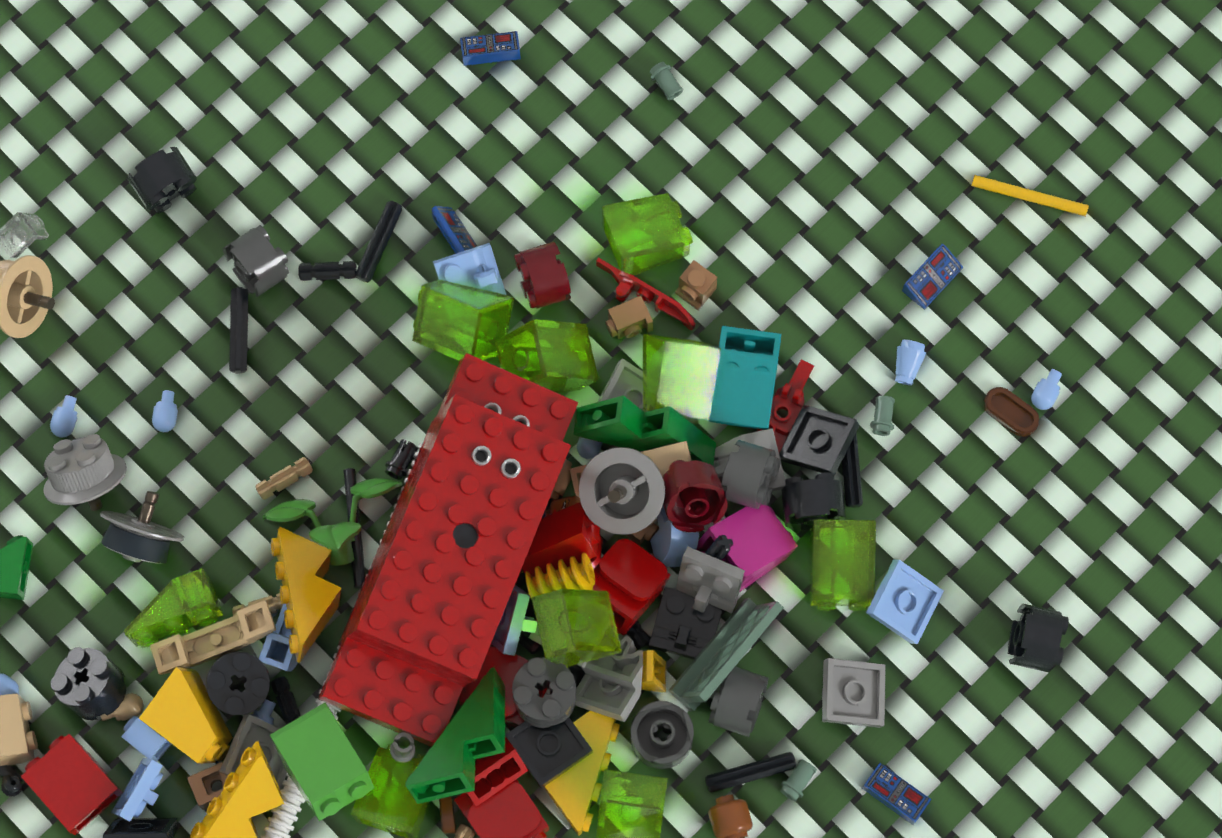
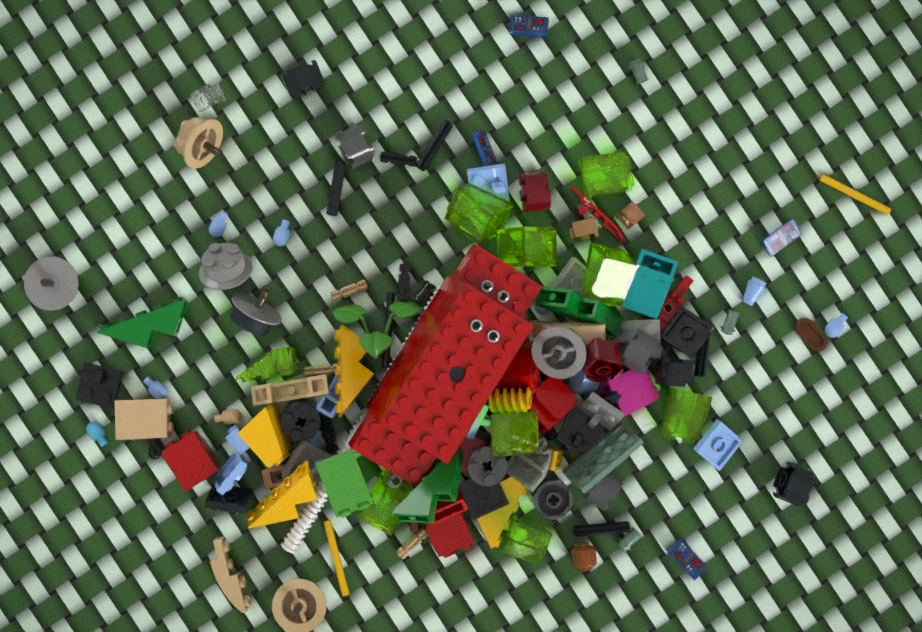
camera: 10 degrees right, 15 degrees up
(89, 683) = (210, 401): black brick -> none
(367, 450) = (404, 282): none -> black axle
(853, 693) = (674, 494): light grey hinge -> none

